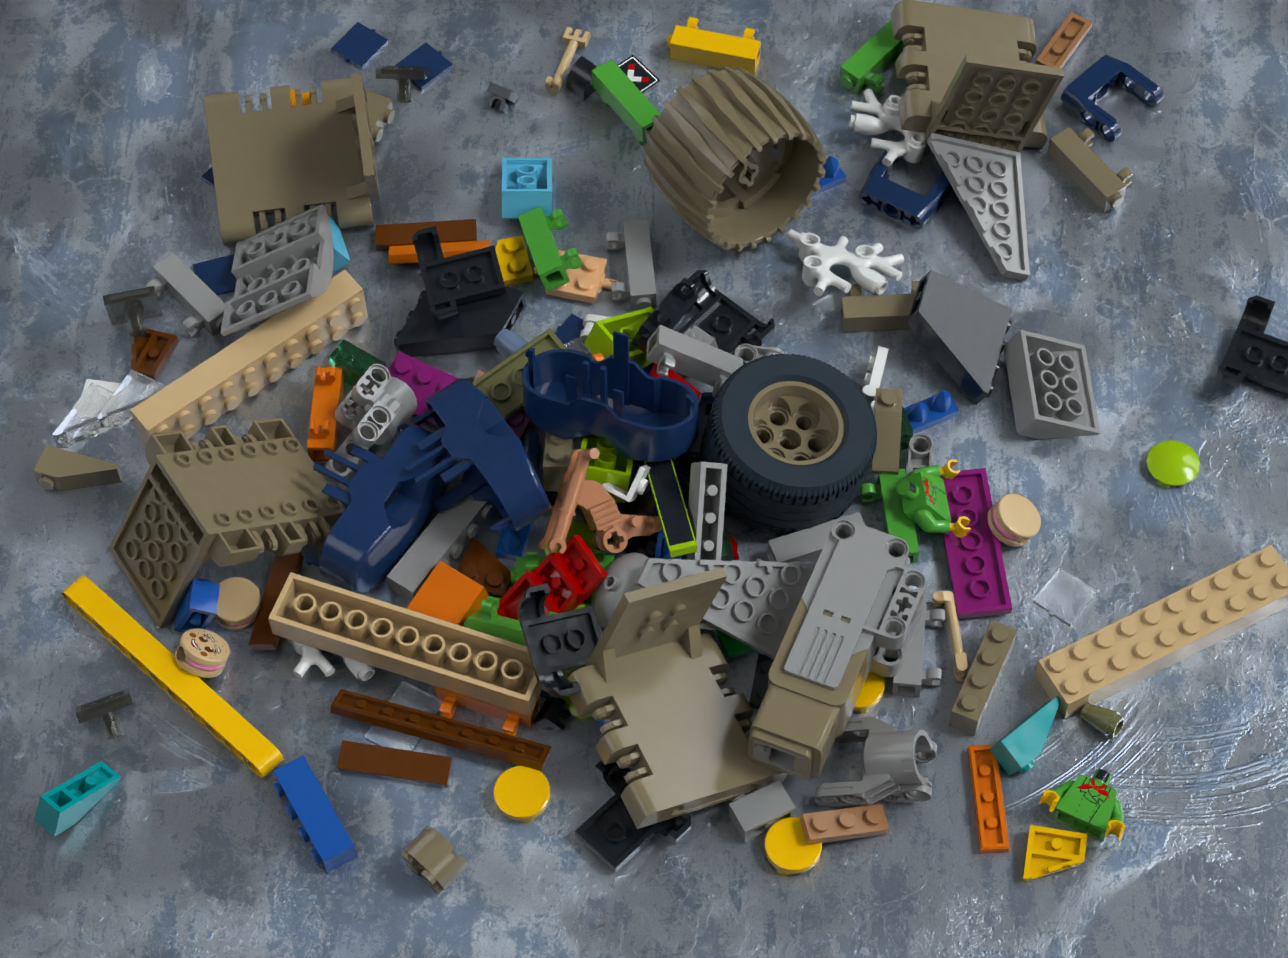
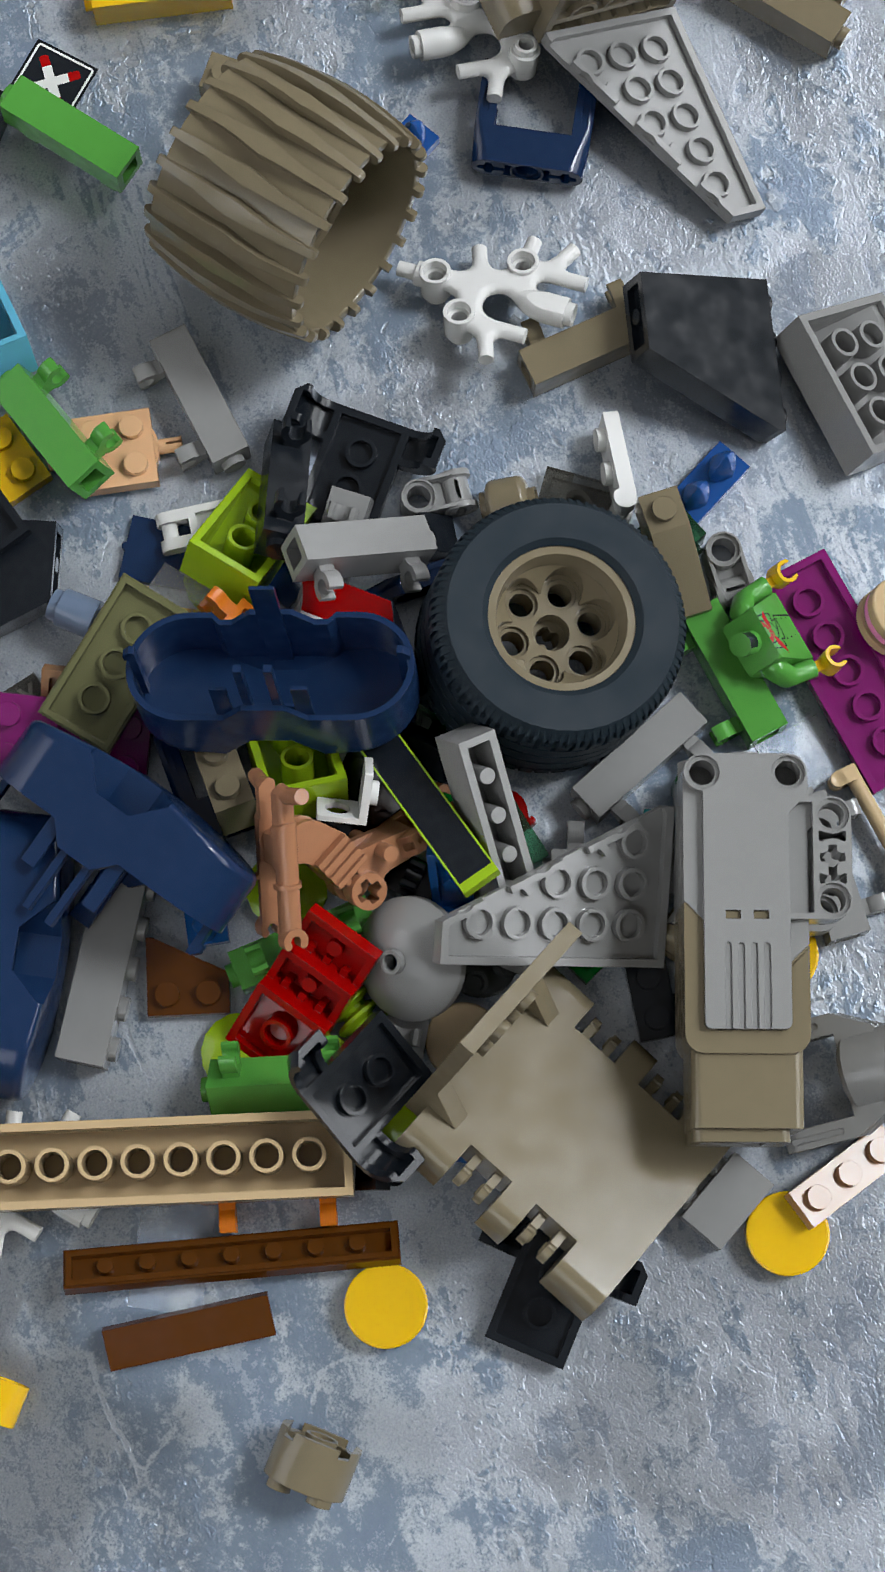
camera: 25 degrees left, 20 degrees up
(314, 813) = (111, 1457): blue brick -> none
(448, 595) = (155, 1063): orange brick -> none

